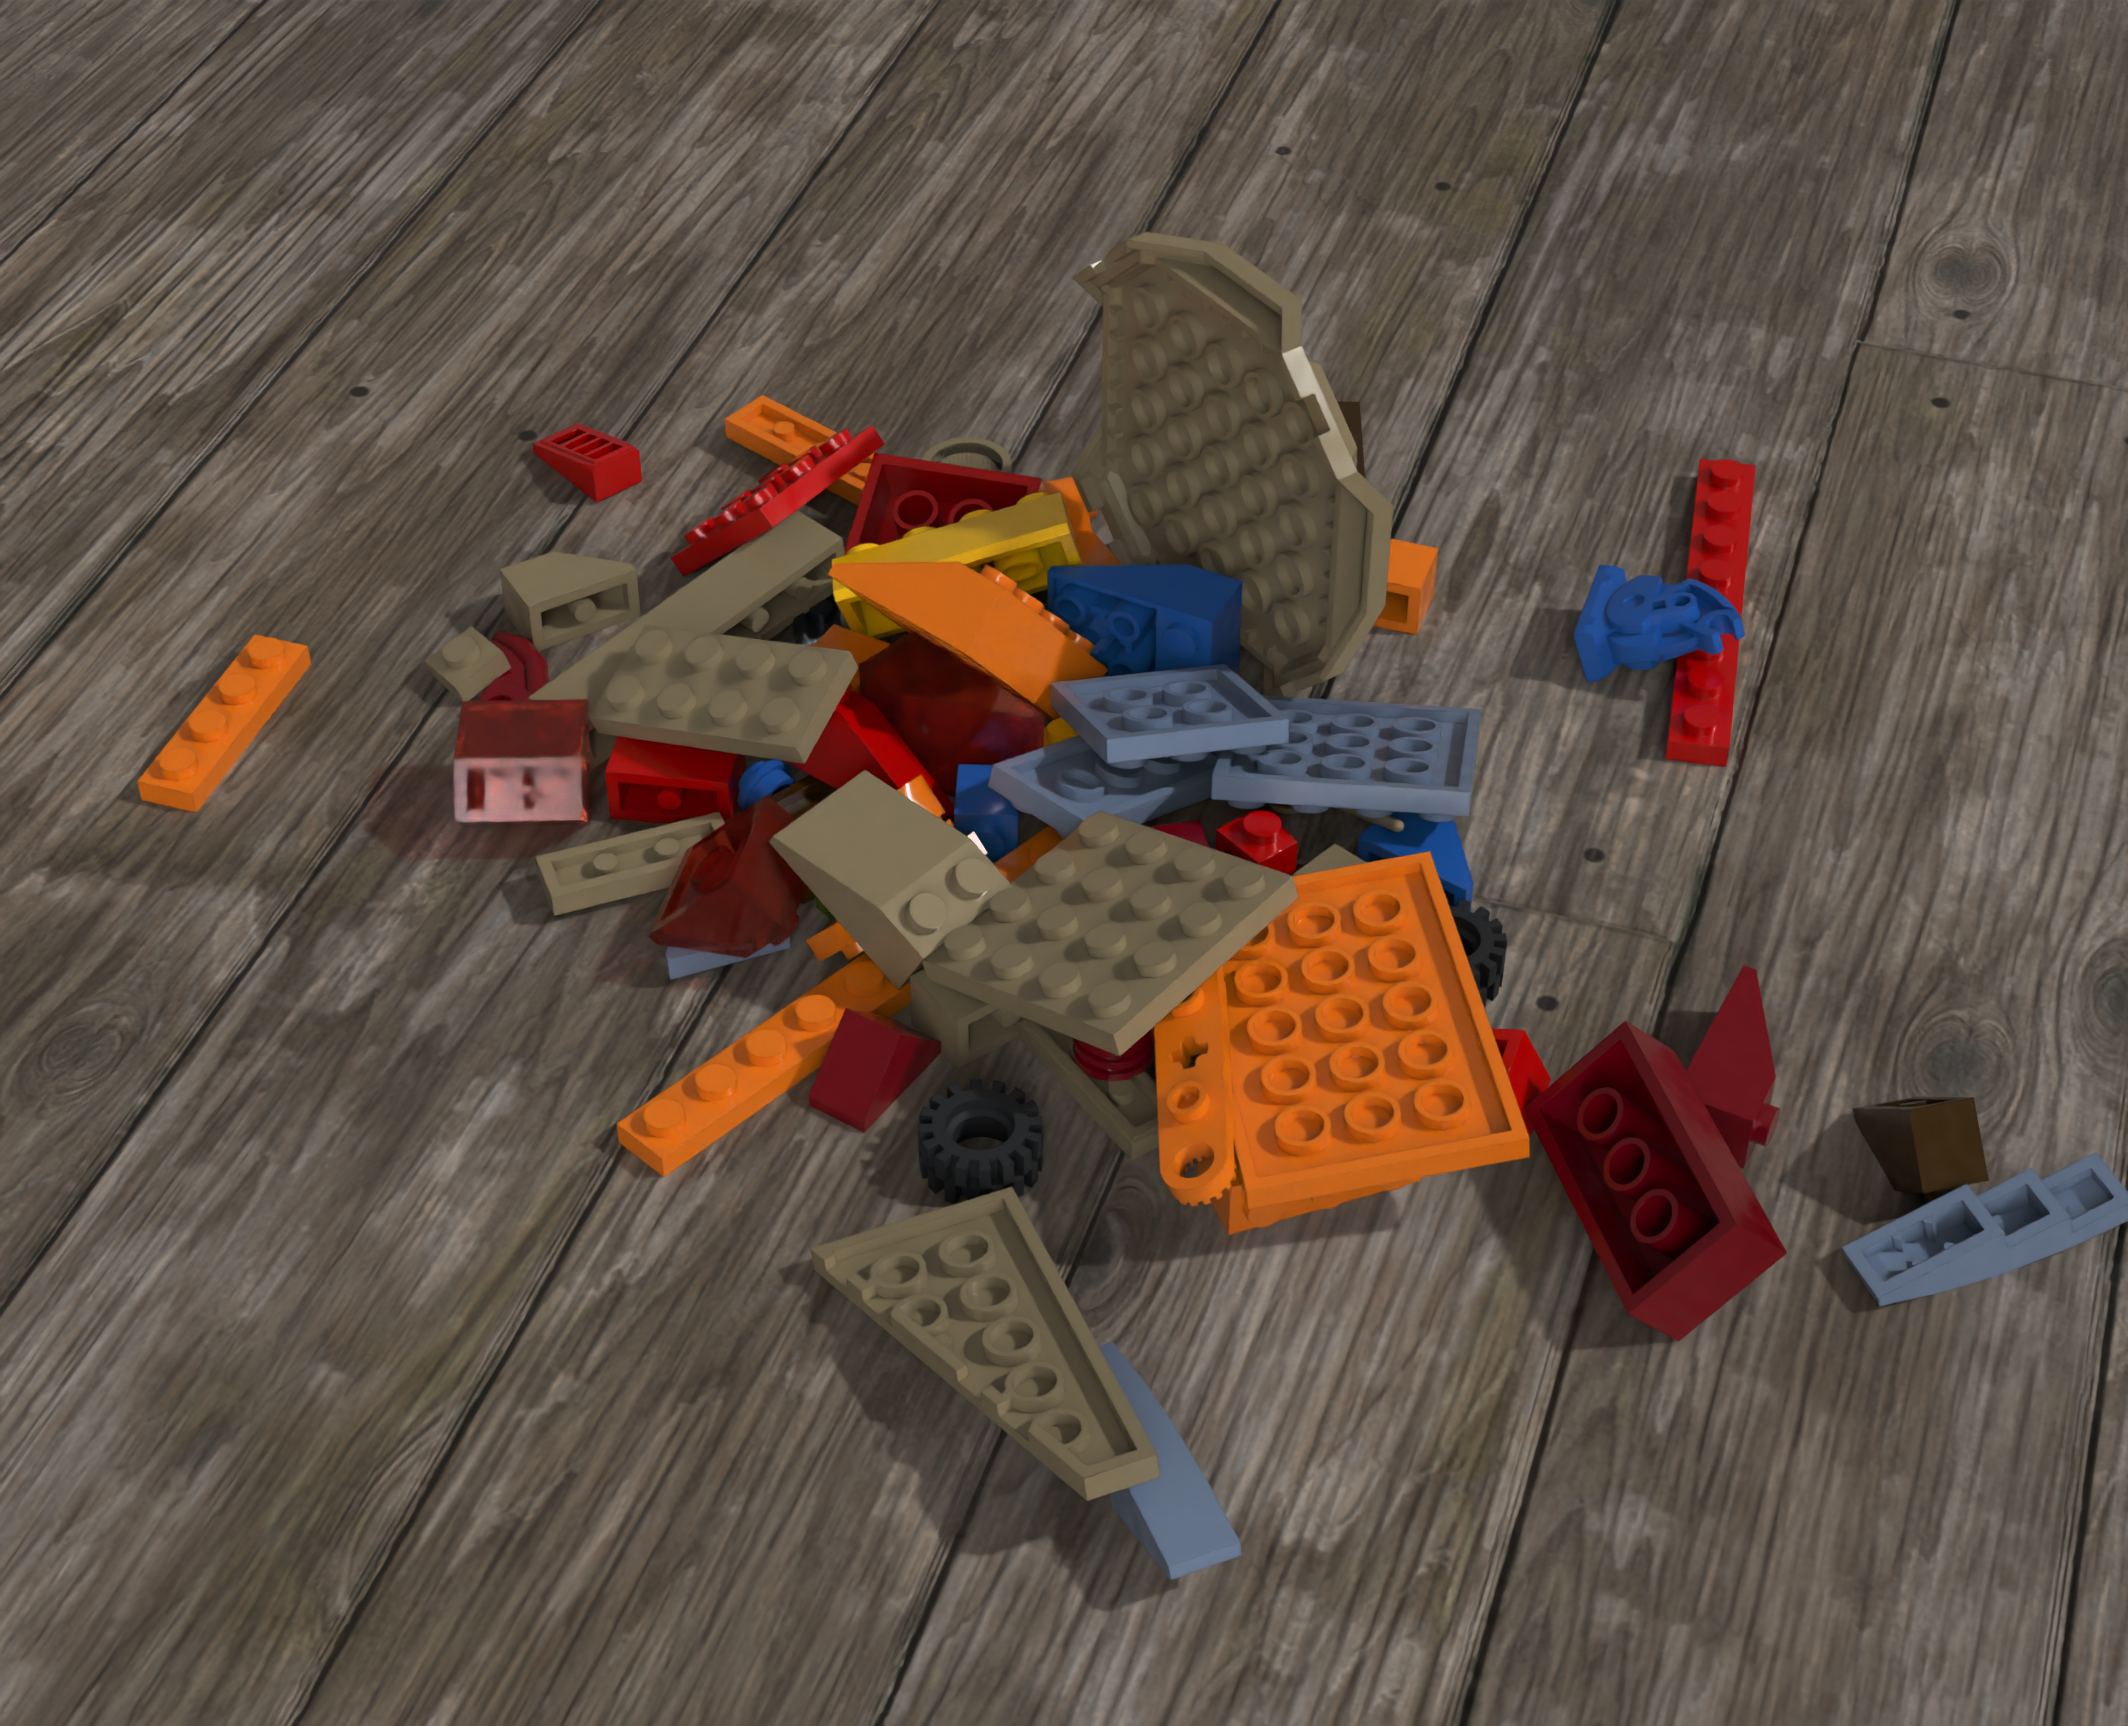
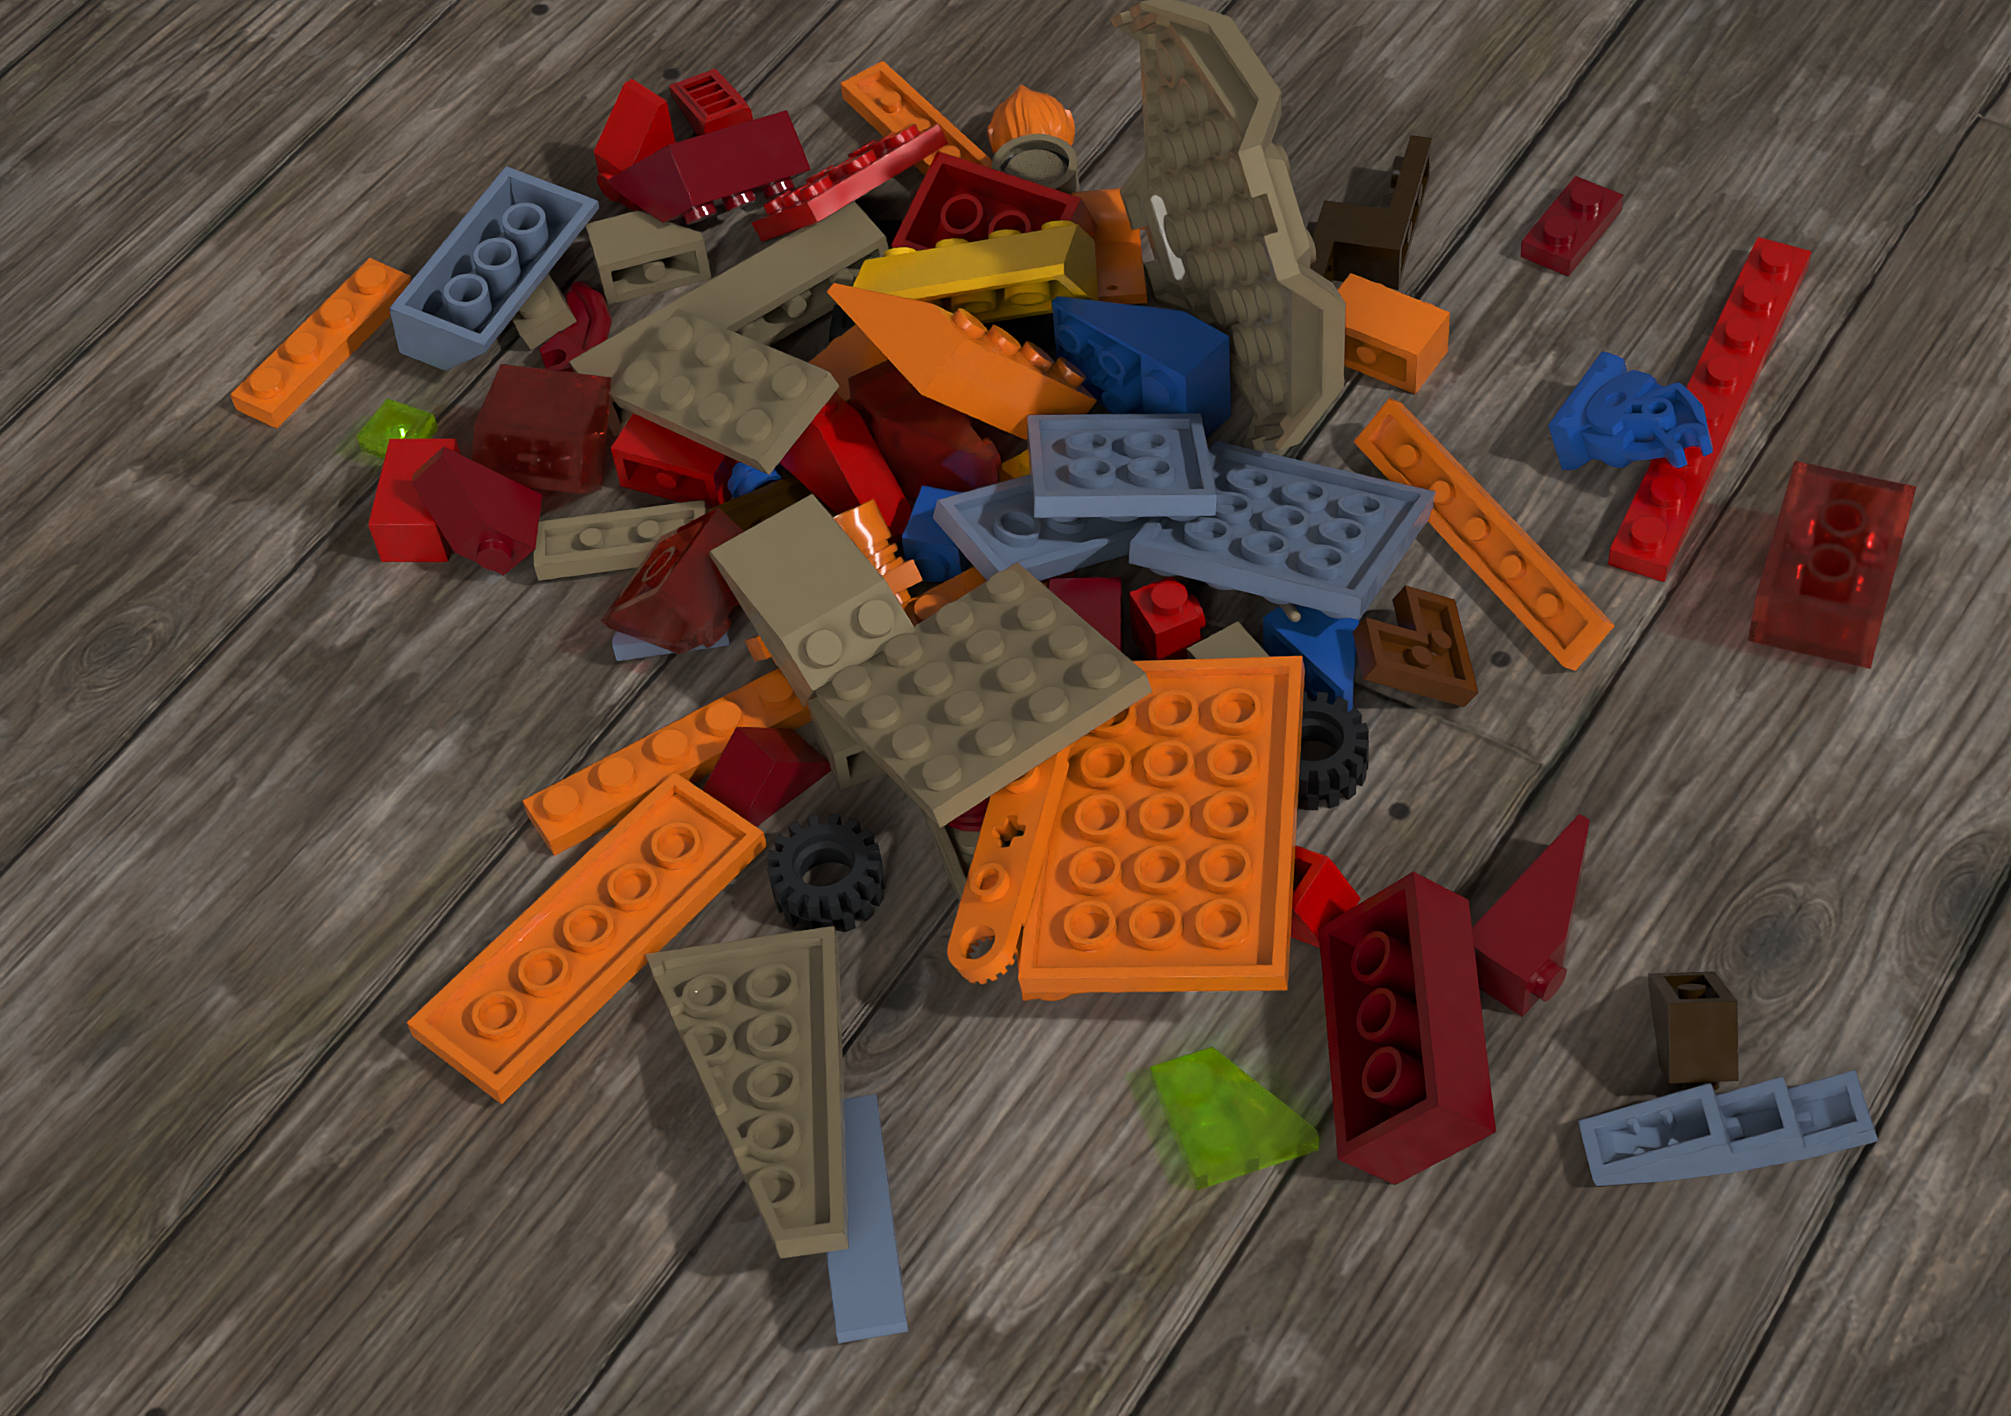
camera: 20 degrees right, 10 degrees up
(345, 794) = (395, 421): none -> clear neon green plate
(397, 853) = (399, 517): none -> red brick
(405, 625) = (487, 268): none -> sand blue slope
(478, 846) = (479, 510): none -> dark red slope
(530, 495) = (633, 131): none -> red slope
(627, 504) = (716, 170): none -> dark red slope
(734, 1246) = (586, 936): none -> orange plate
(931, 424) = (1027, 114): none -> orange hair
(1486, 1307) = (1226, 1118): none -> clear neon green wing
(1515, 470) = (1571, 226): none -> dark red plate
(1520, 848) = (1422, 652): none -> reddish brown plate
(1546, 743) = (1487, 536): none -> orange plate
(1892, 722) = (1831, 564): none -> clear red brick

